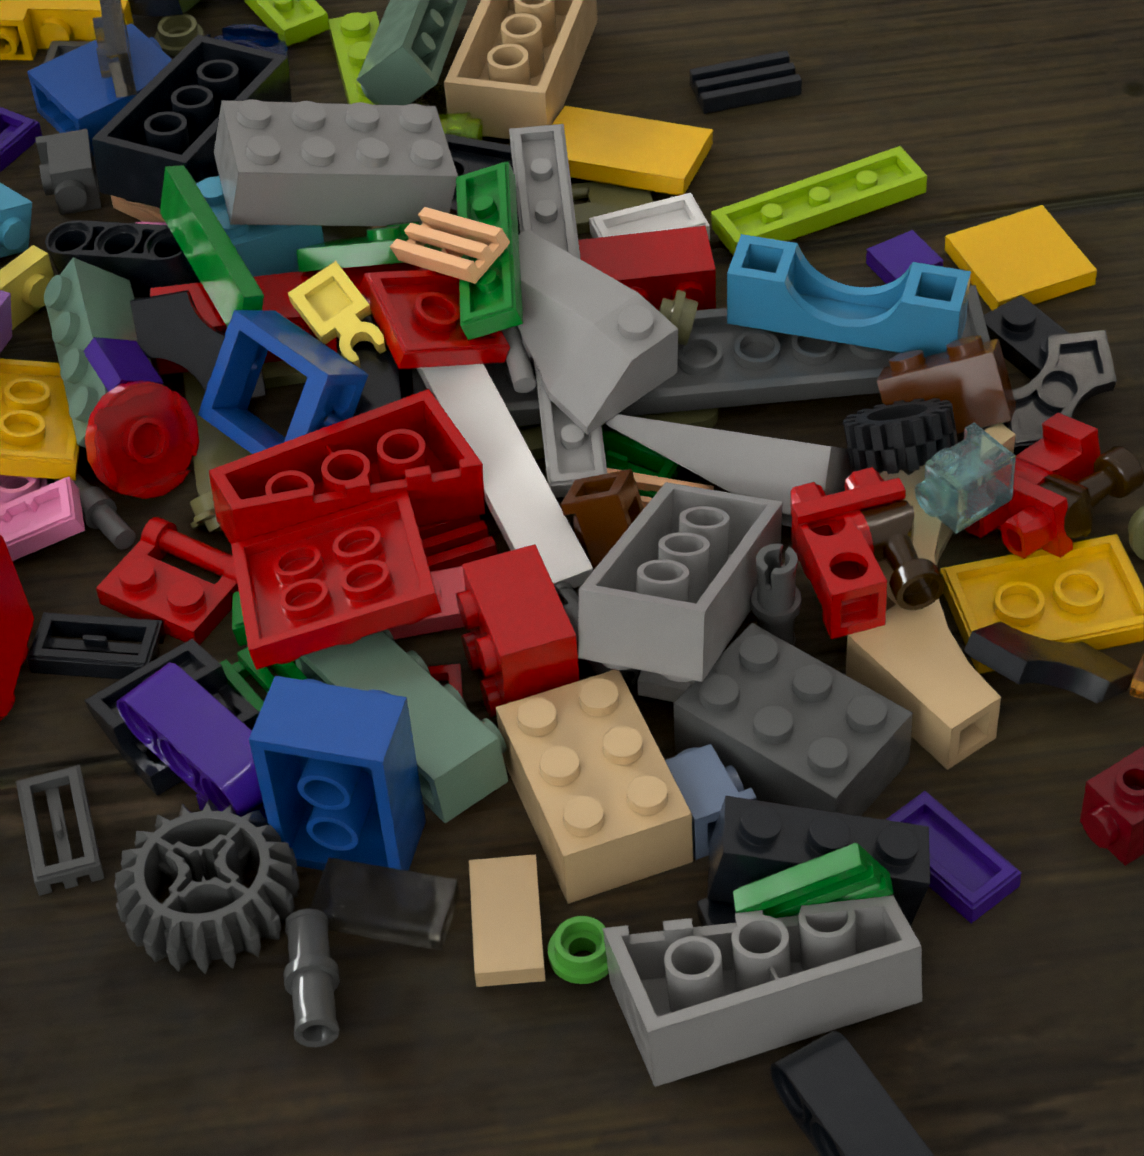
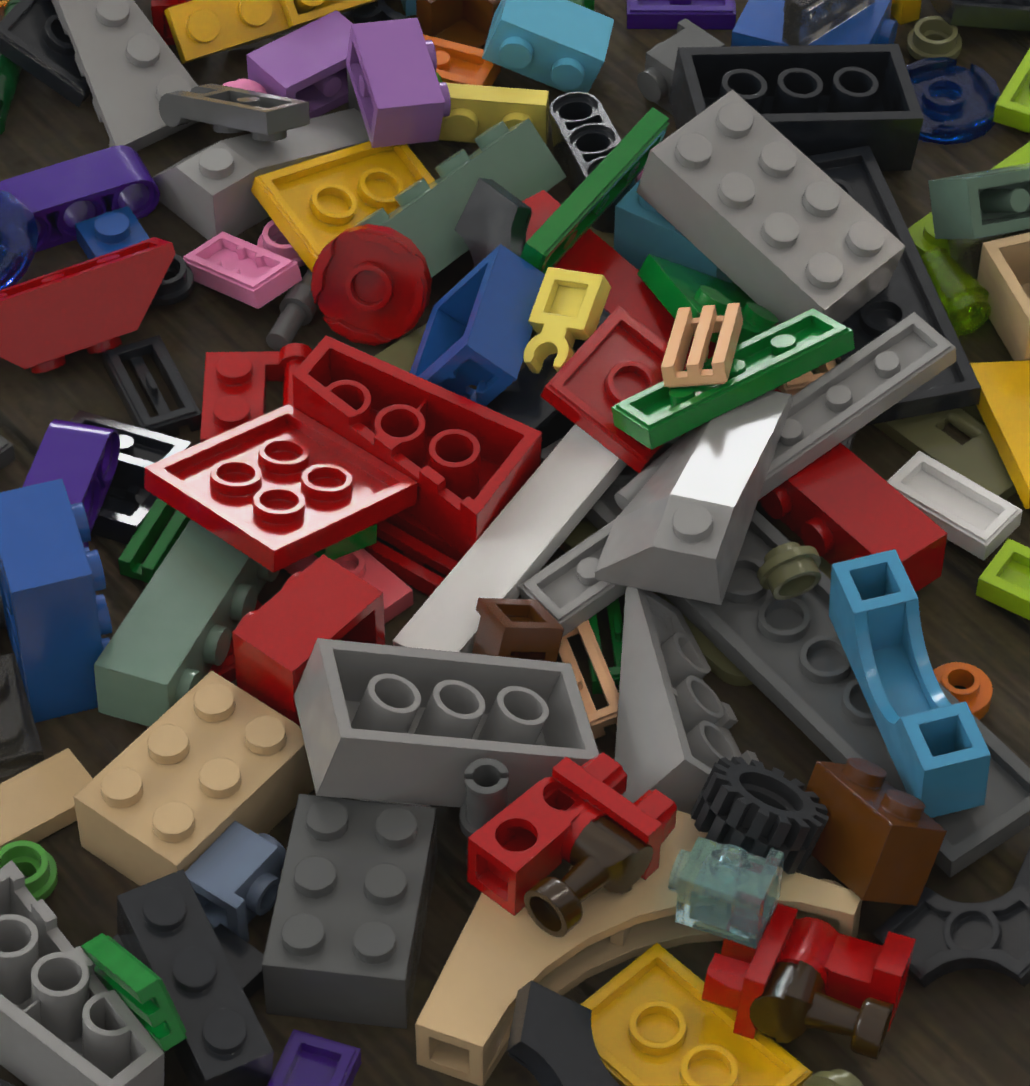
camera: 55 degrees right, 0 degrees up
(119, 362) = (424, 218): dark purple tile -> none

